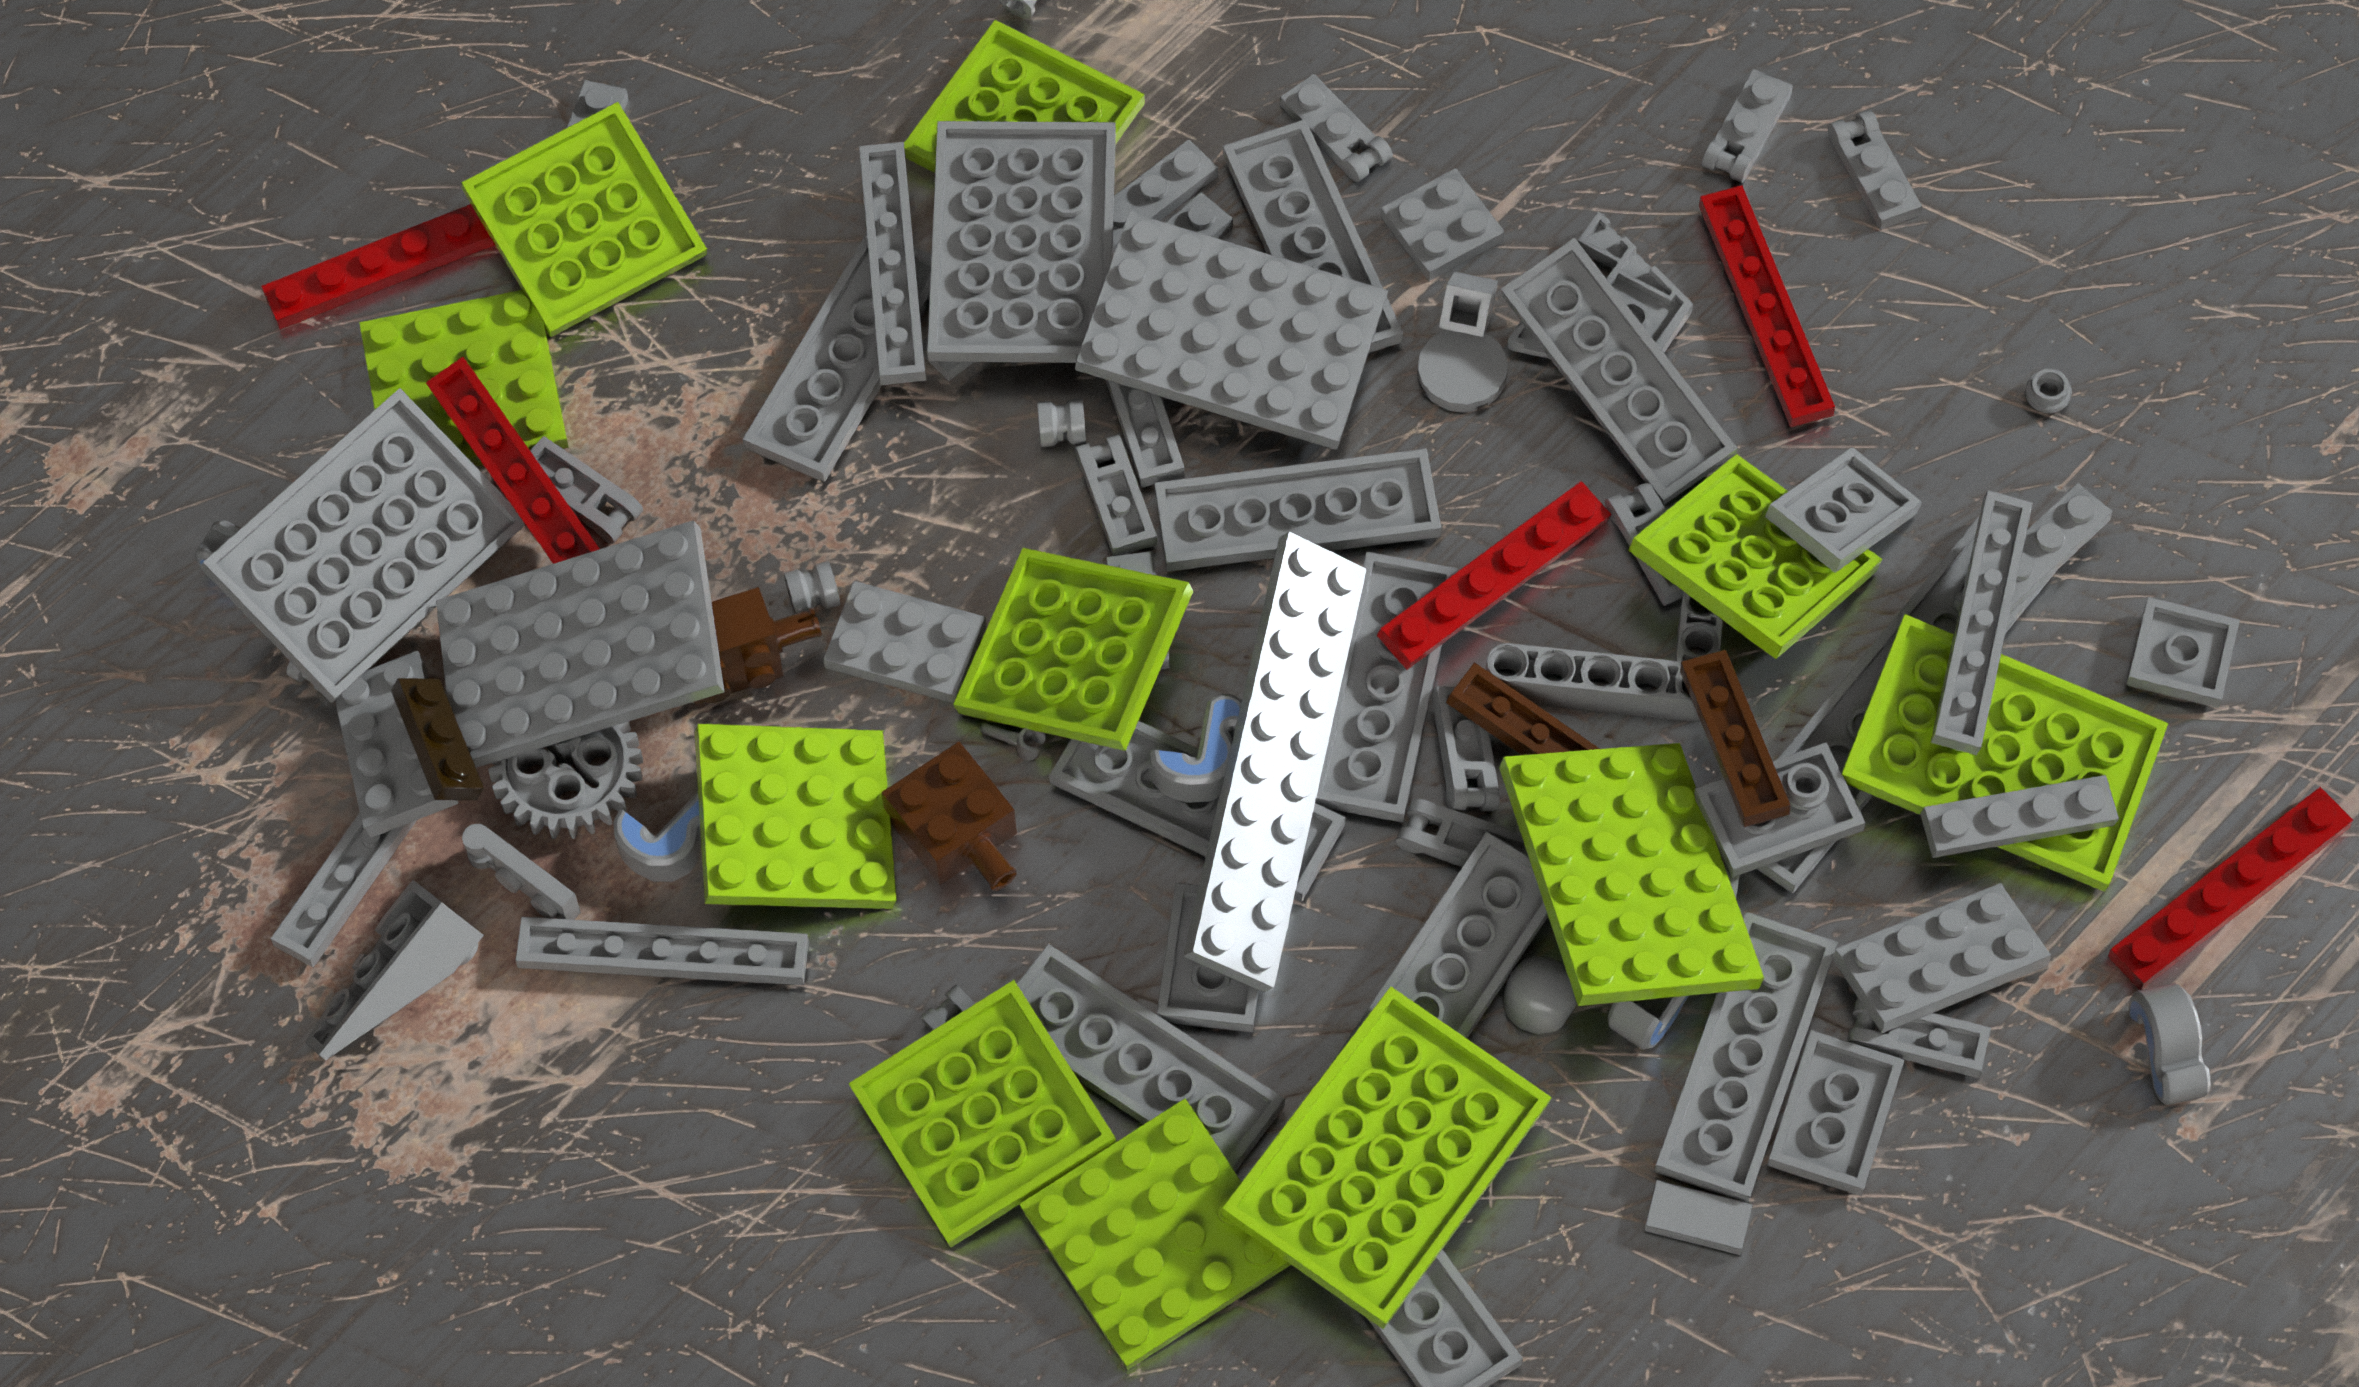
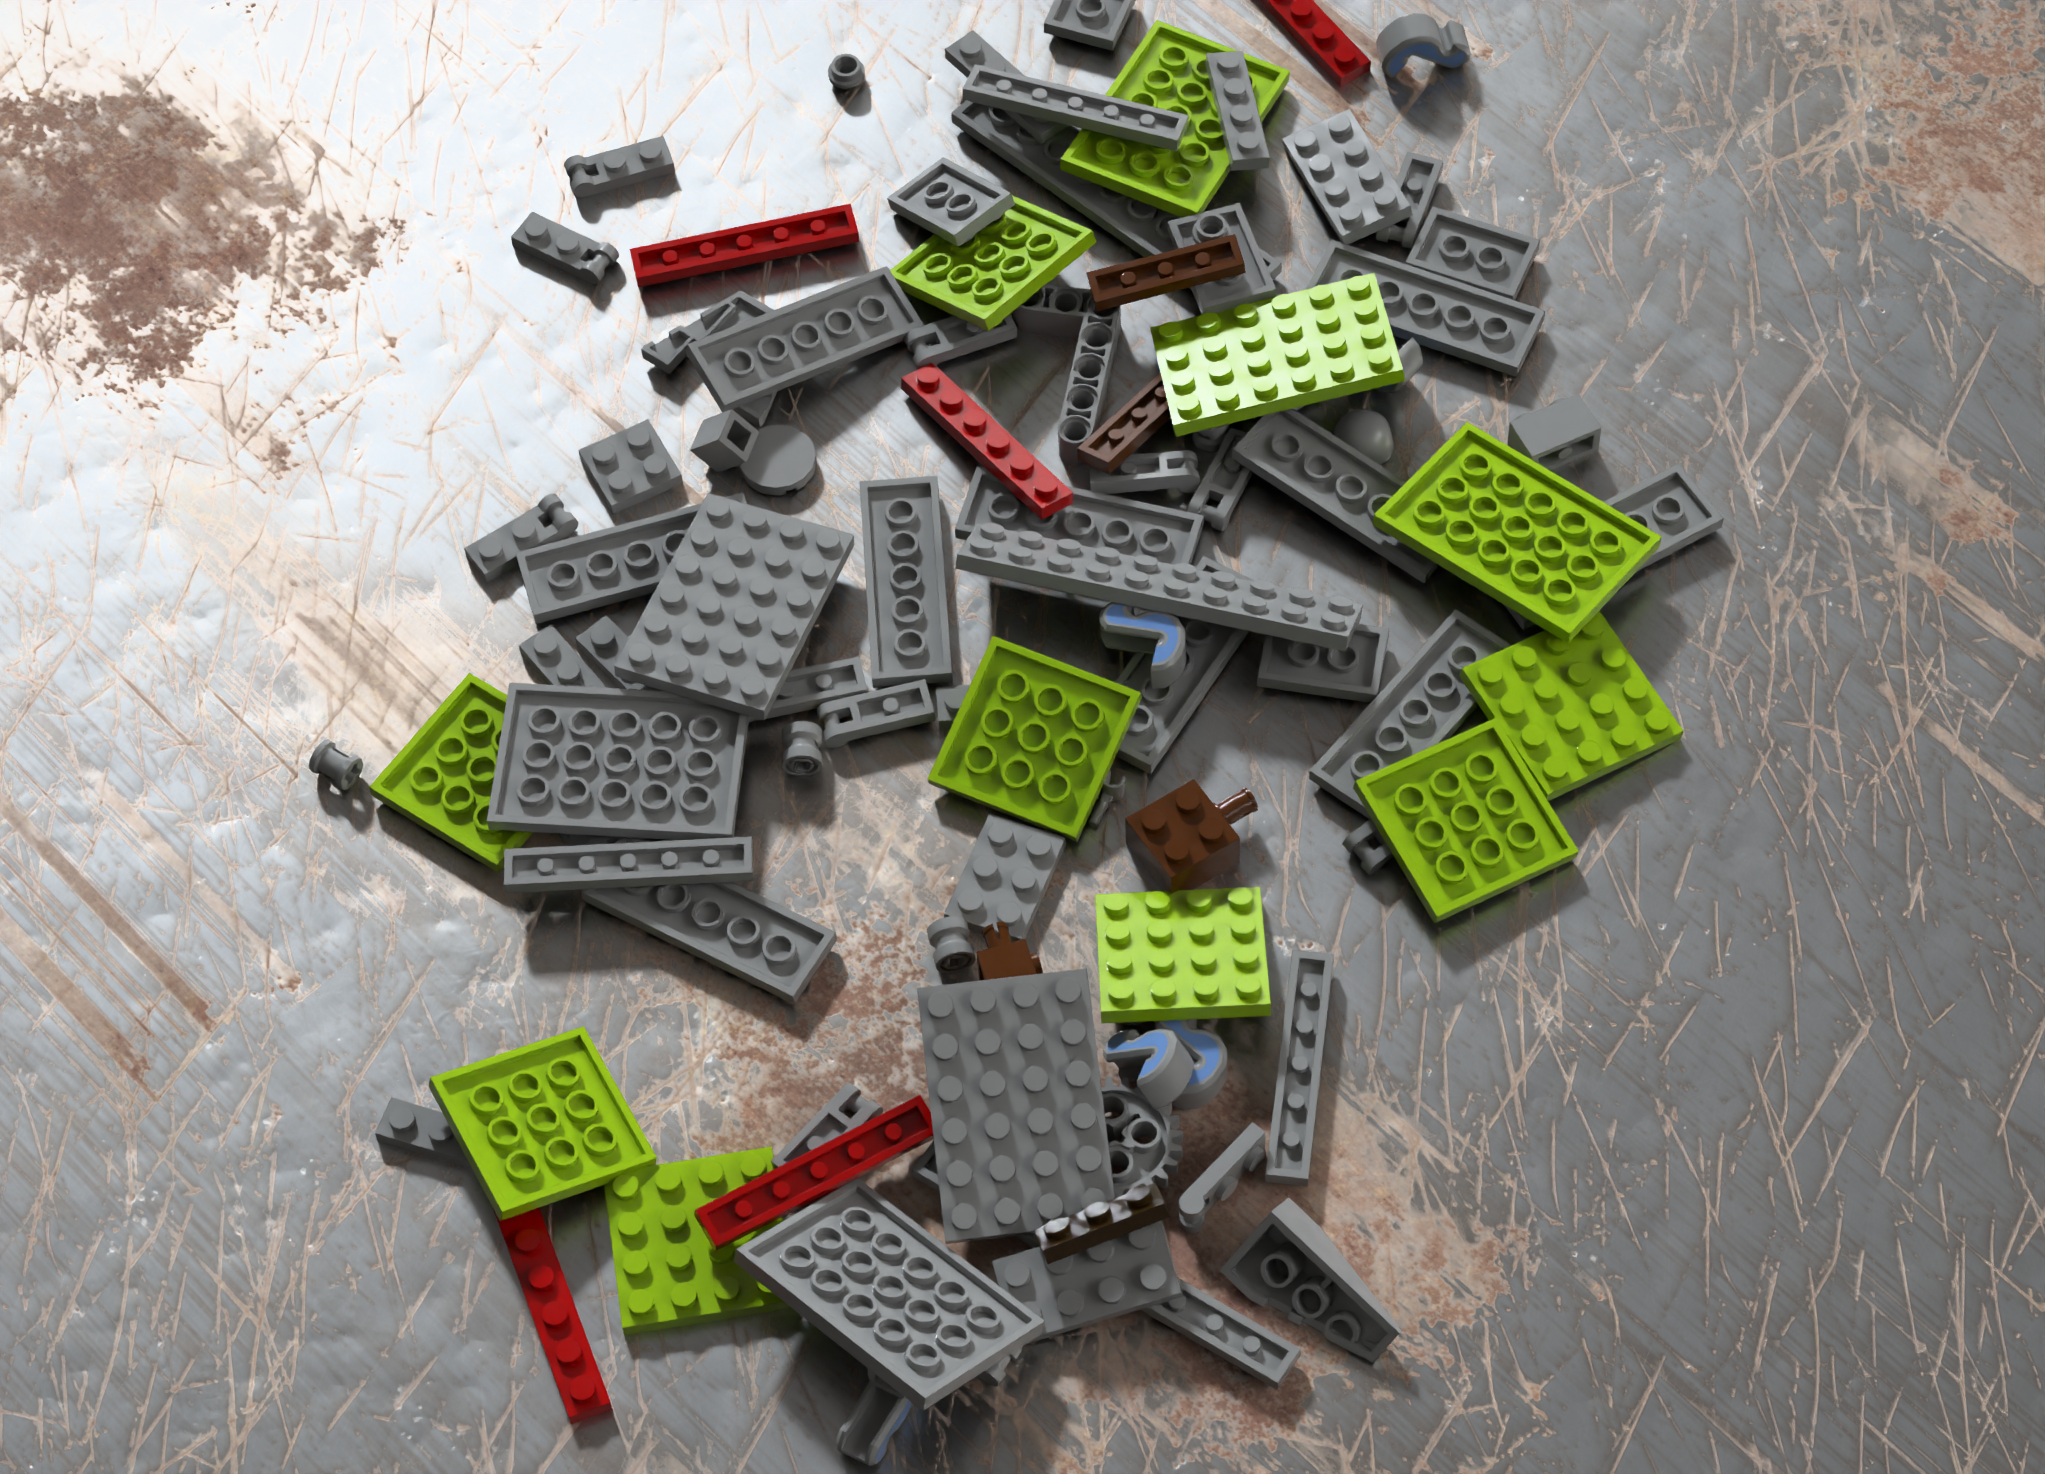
camera: 85 degrees left, 5 degrees down
(643, 797) = (1154, 1061): none -> light grey animal
(1557, 1210) = (1556, 433): none -> light grey brick
(1698, 1217) = (1555, 351): light grey tile -> none

